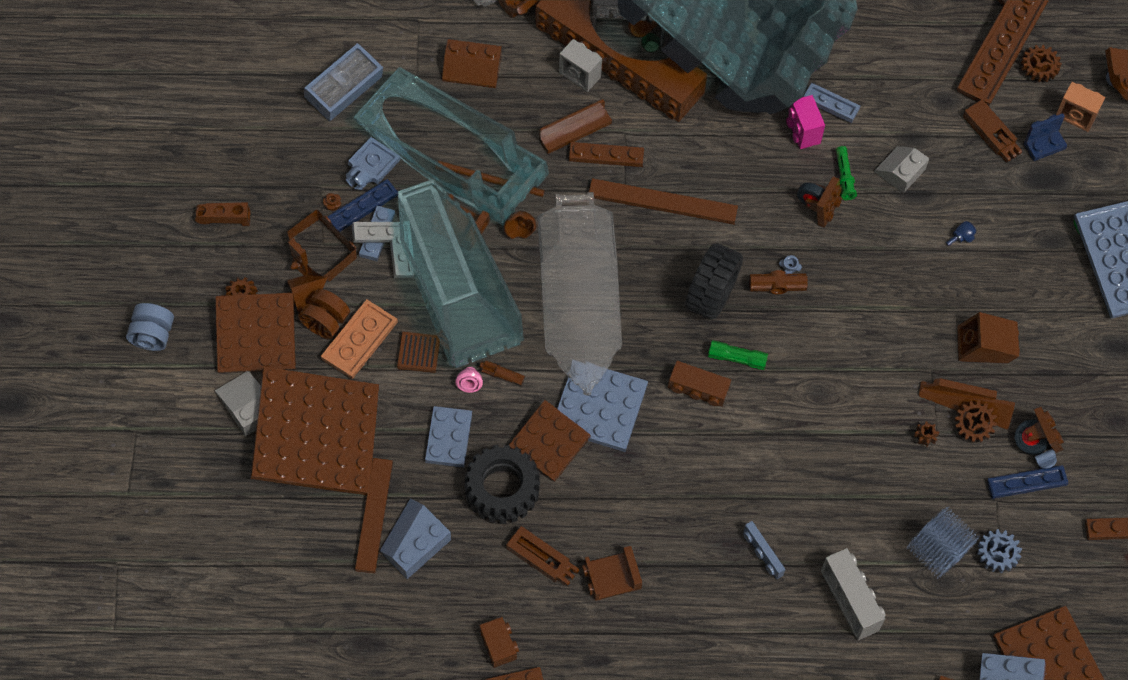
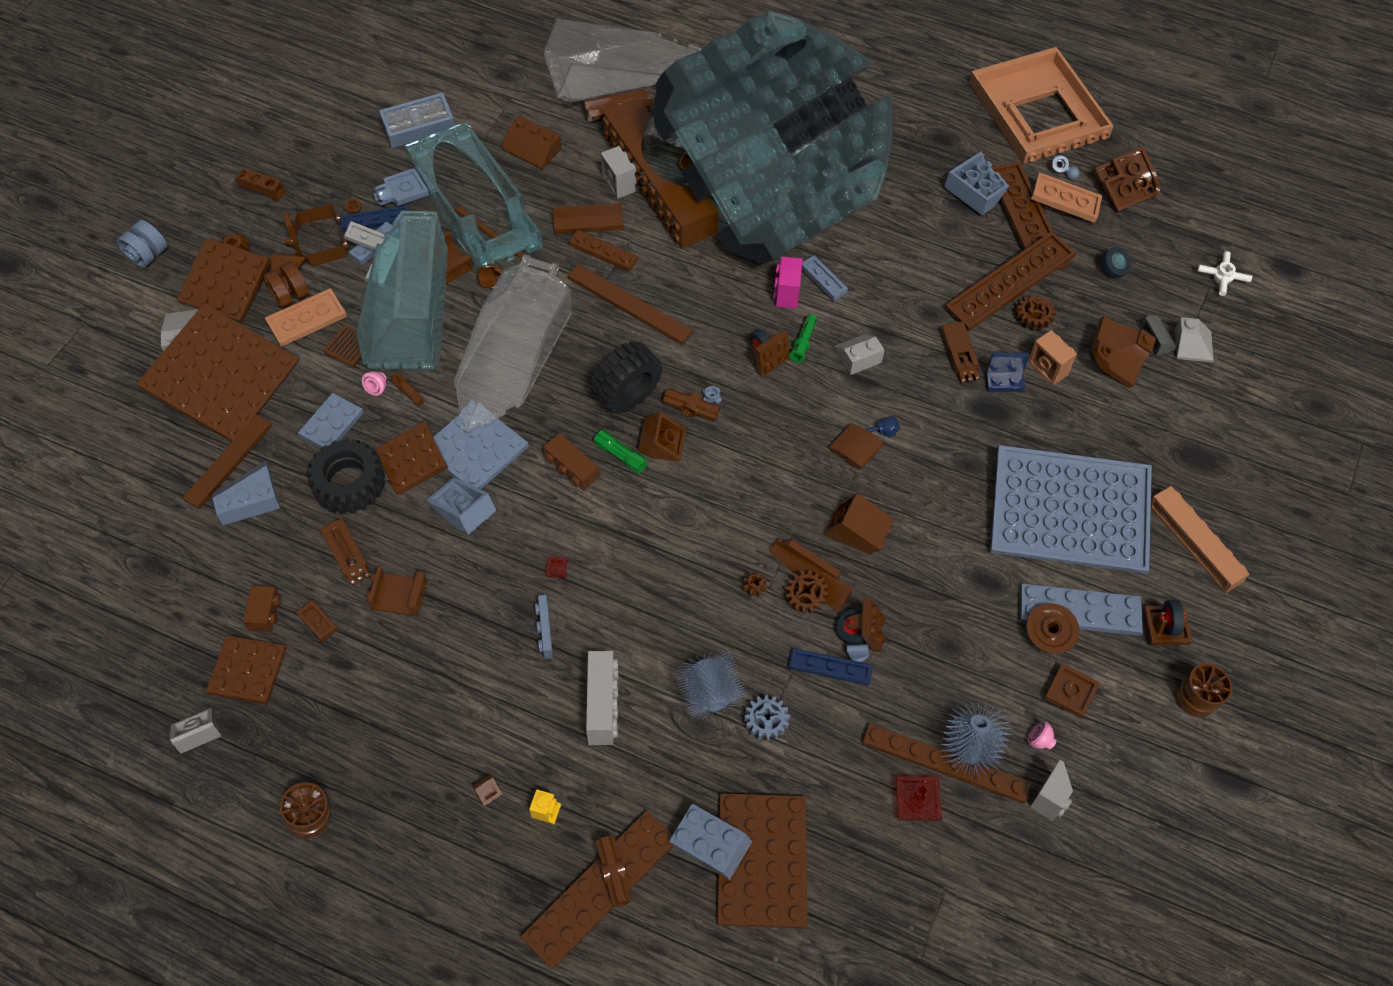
camera: 25 degrees right, 5 degrees down
(555, 632) = (317, 621): none -> reddish brown plate
(622, 466) = (462, 505): none -> sand blue slope
(740, 490) = (556, 567): none -> clear red tile
(769, 326) = (662, 438): none -> reddish brown slope
(946, 263) = (856, 445): none -> reddish brown slope

